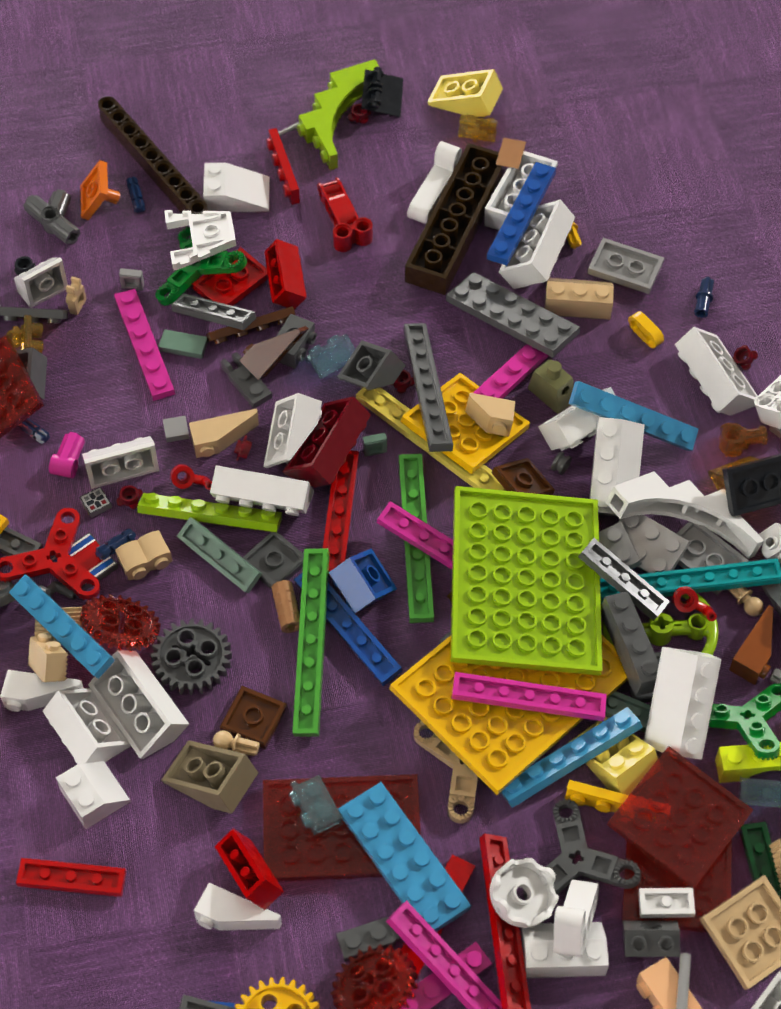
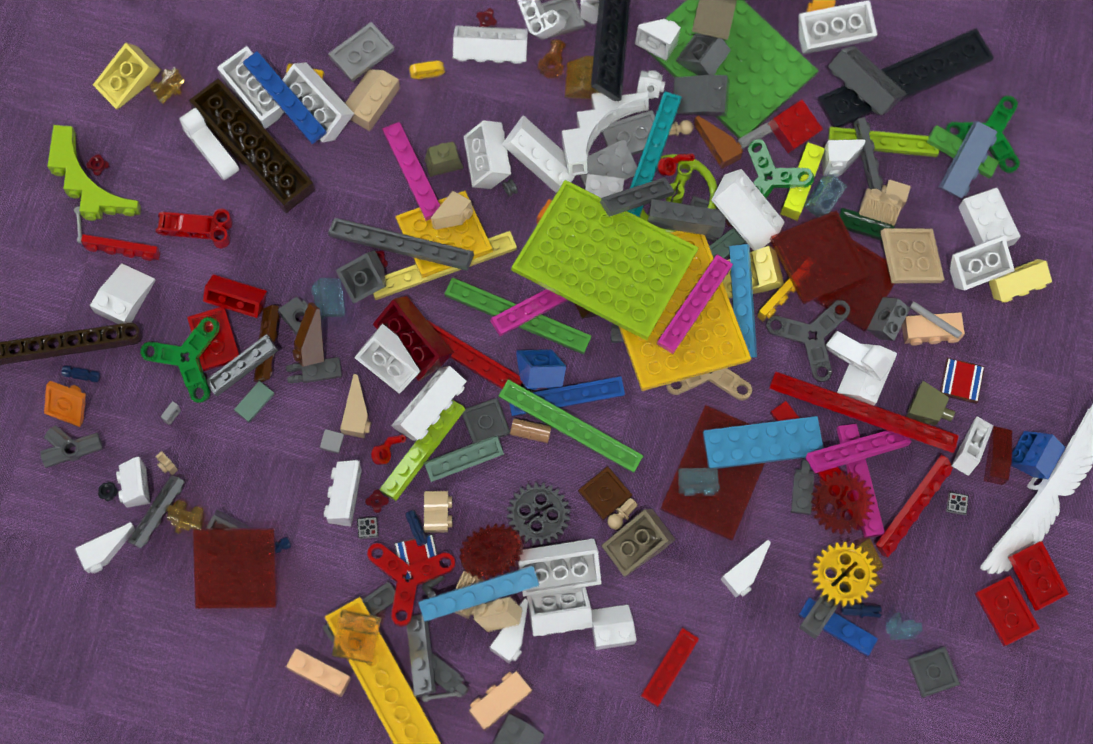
camera: 70 degrees left, 15 degrees up
(66, 460) = (319, 534): dark pink piece -> none
(144, 344) = (237, 431): dark pink plate -> none
(210, 235) = (166, 332): white wing -> none
(242, 448) = (379, 400): dark red plate -> none
(249, 869) = (728, 545): red brick -> none
(374, 444) = (426, 305): sand green tile -> none
(382, 92) = (91, 137): black hinge -> none
(511, 153) = (218, 74): medium nougat sticker -> none
(513, 314) = (364, 152): dark grey plate -> none
(522, 477) = (512, 221): reddish brown tile -> none
(538, 884) = (834, 371): white plate -> none
(612, 406) = (508, 119): dark azure plate -> none
(666, 902) = (871, 297): white plate -> none
(704, 297) = (419, 15): dark blue axle -> none

